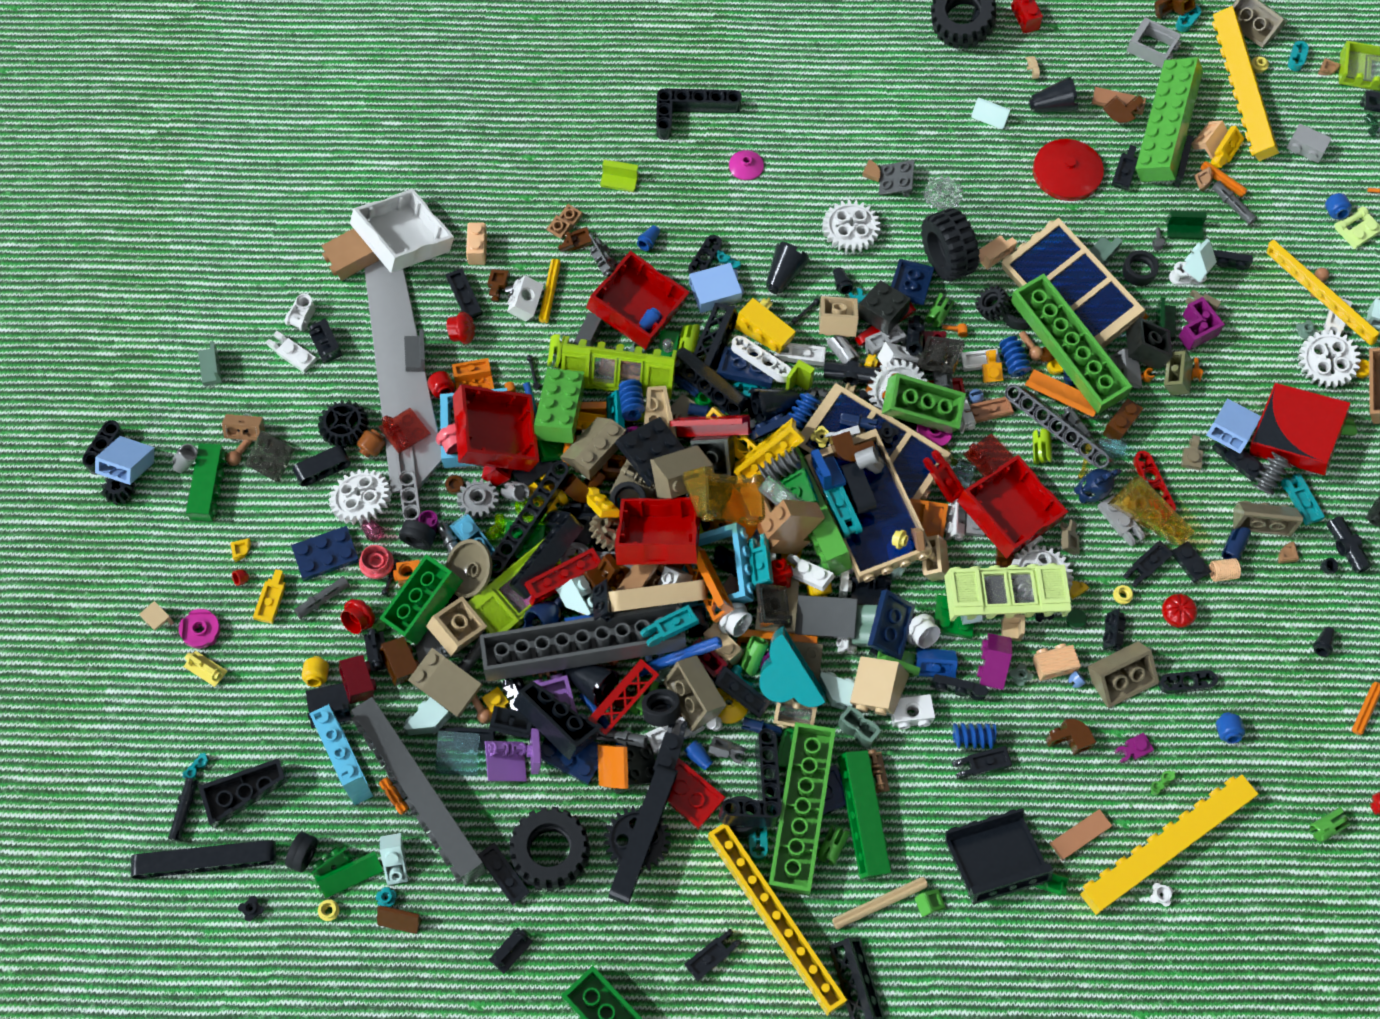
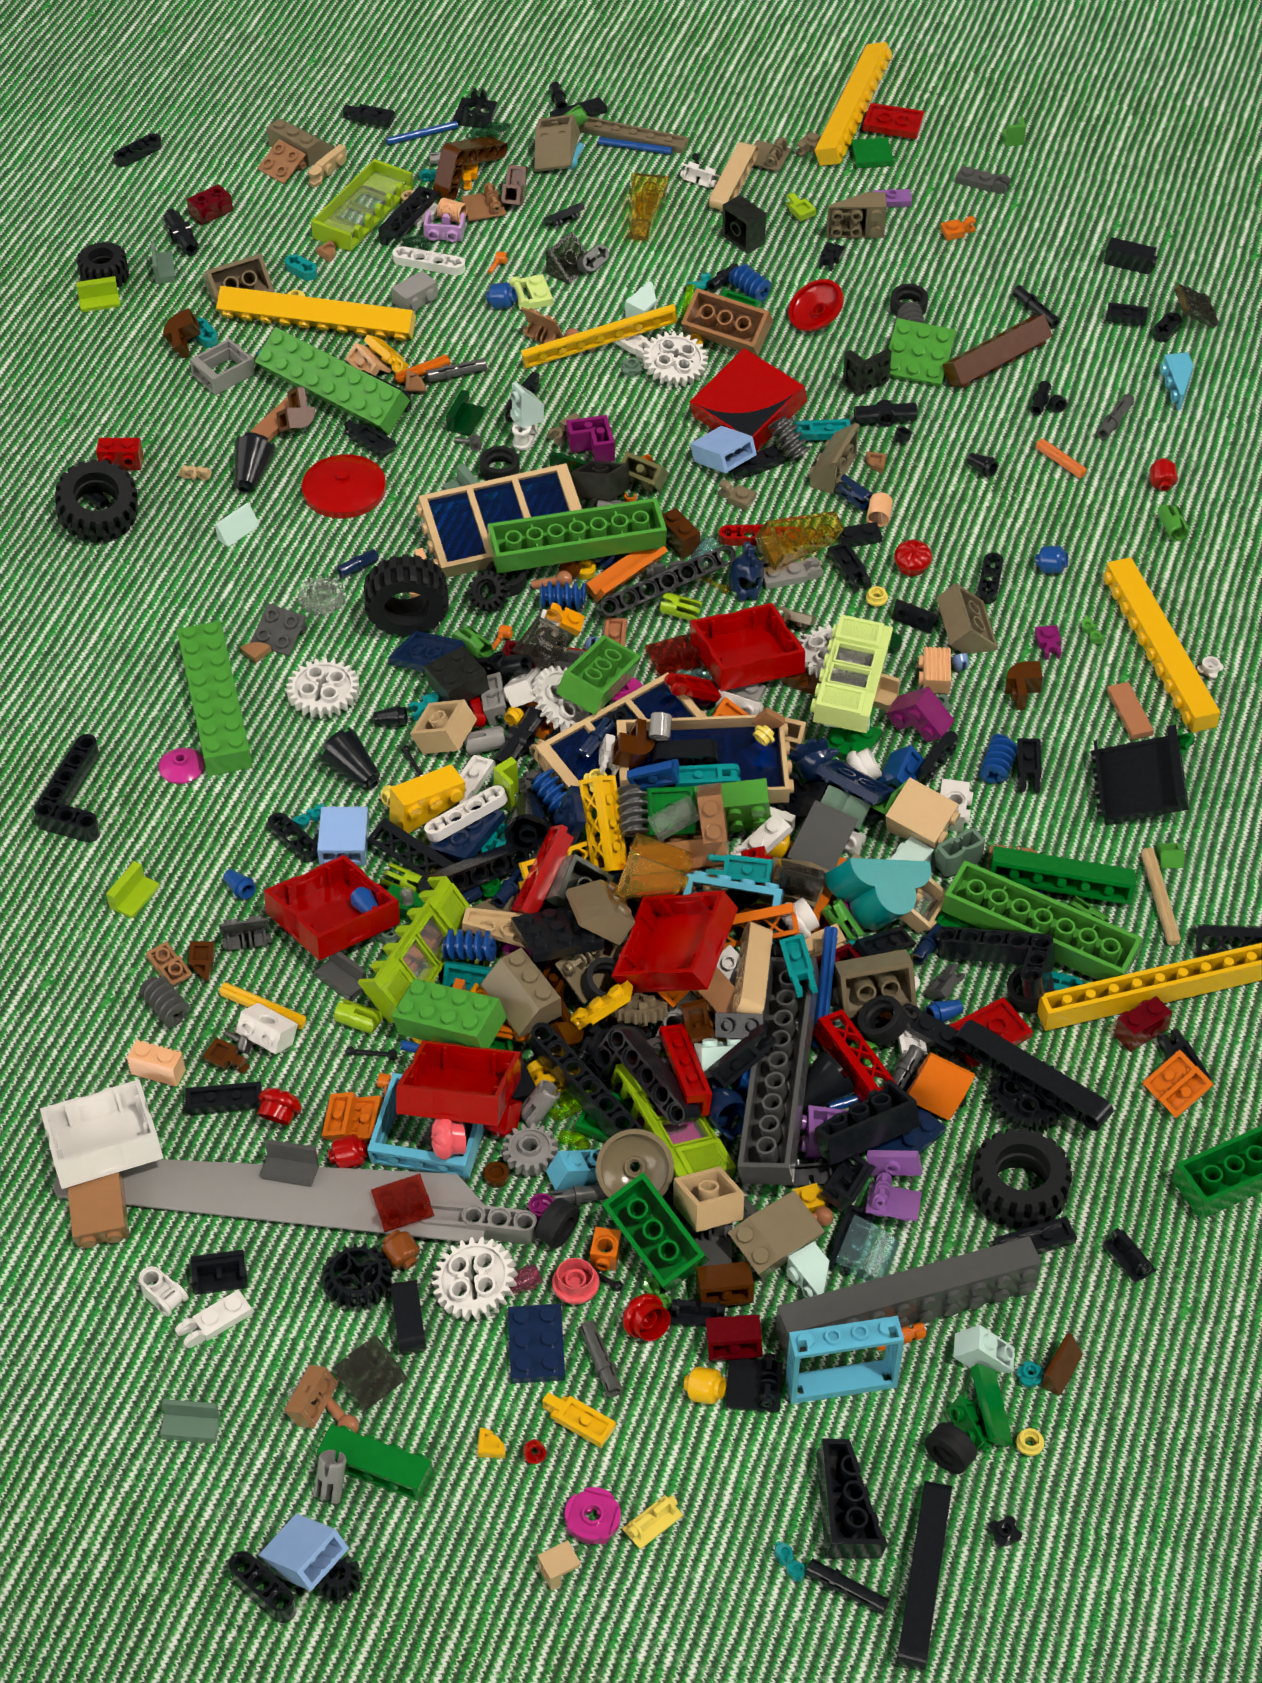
camera: 70 degrees left, 15 degrees down
(529, 229) = (164, 1000): none -> dark grey piece
(574, 610) = (742, 1056): none -> black hinge
(682, 954) = (1177, 1084): none -> orange slope
(735, 914) = (1143, 1023): none -> dark red brick
(811, 160) = (214, 698): none -> bright green brick
(912, 589) = (809, 756): none -> dark blue piece
(988, 206) = (357, 563): none -> dark blue axle
(1311, 248) = (541, 327): none -> medium nougat hinge
(1355, 141) = (450, 264): none -> white beam

